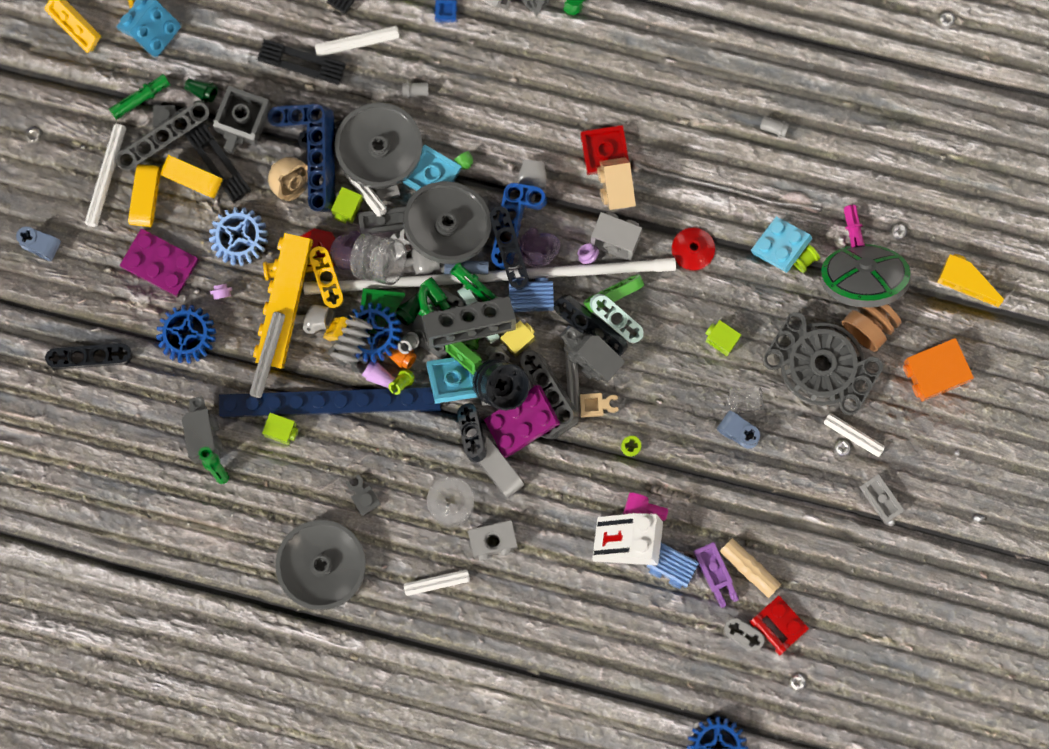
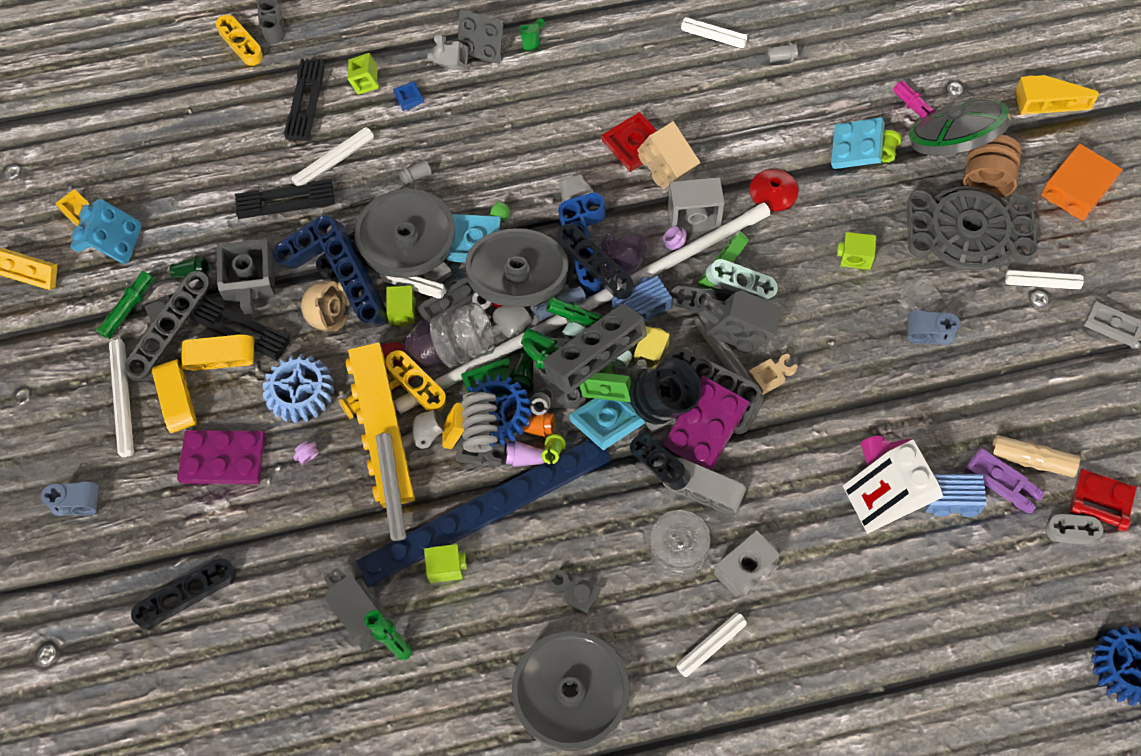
camera: 25 degrees left, 15 degrees down
(169, 329) = (265, 516): blue gear -> none
(635, 451) = (829, 405): lime bush -> none
(730, 77) = (714, 32): none -> white axle

